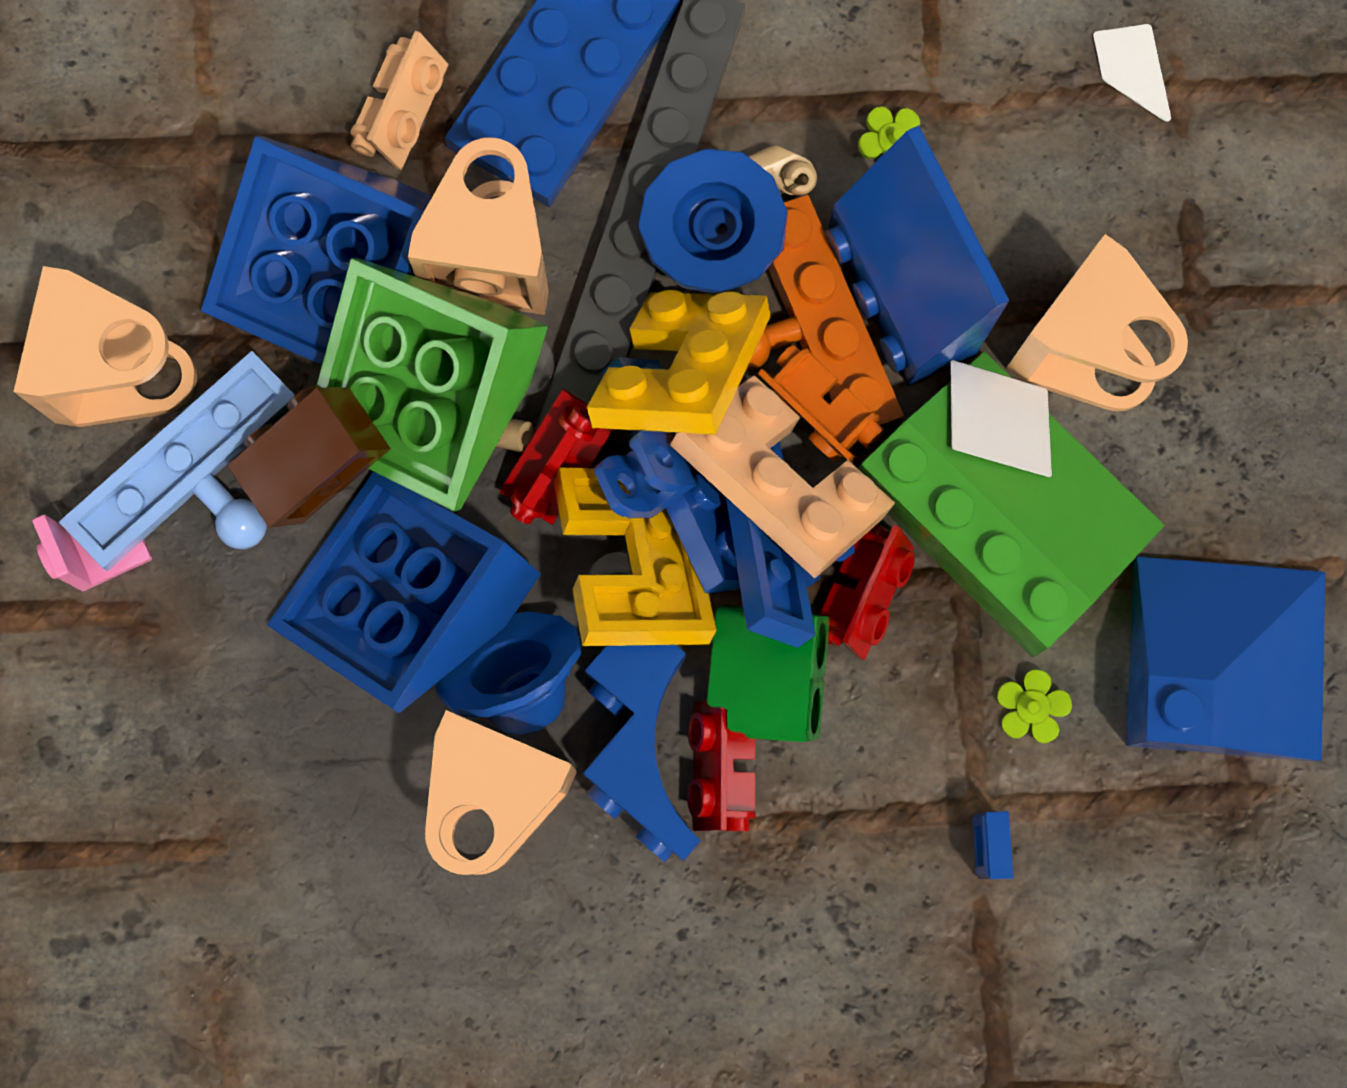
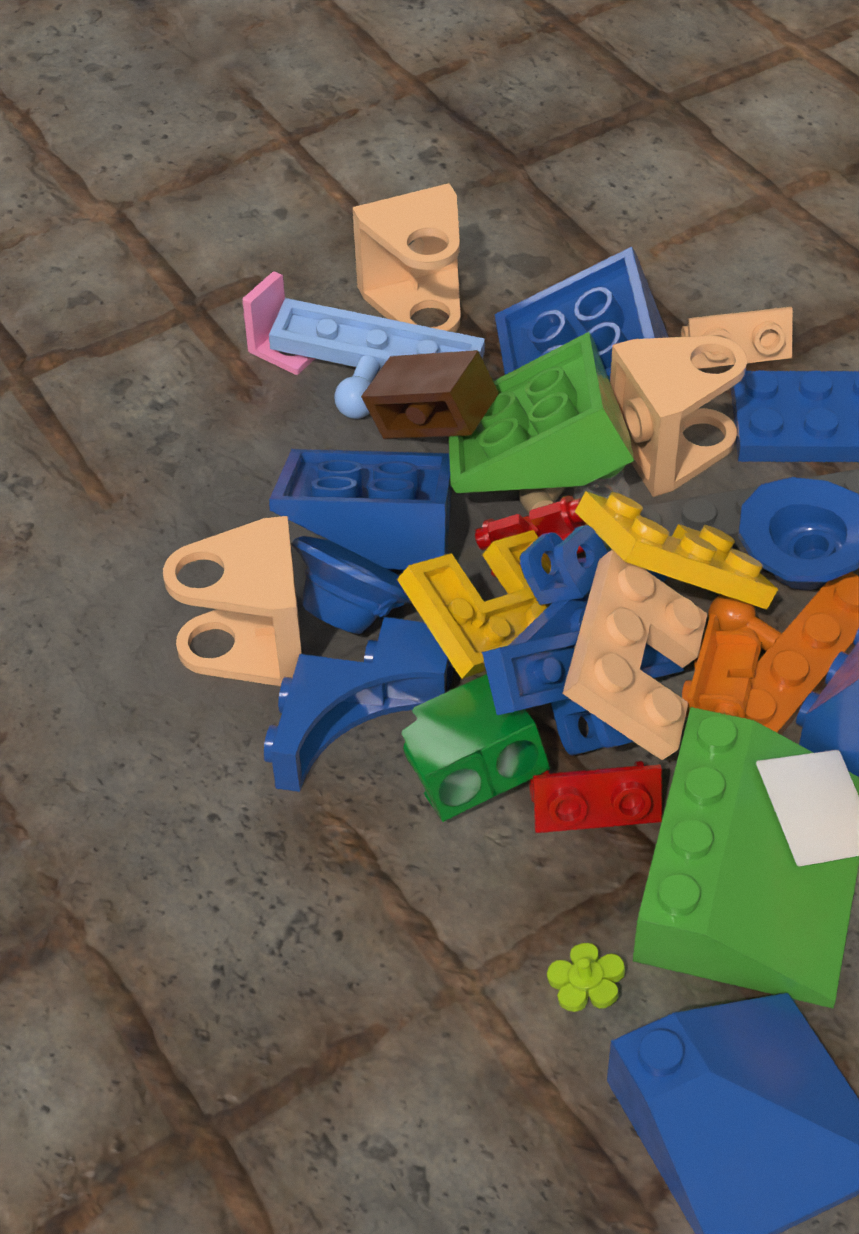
camera: 65 degrees right, 30 degrees down
(717, 794) = (349, 771): red hinge -> none
(992, 845) = (434, 991): blue tile -> none

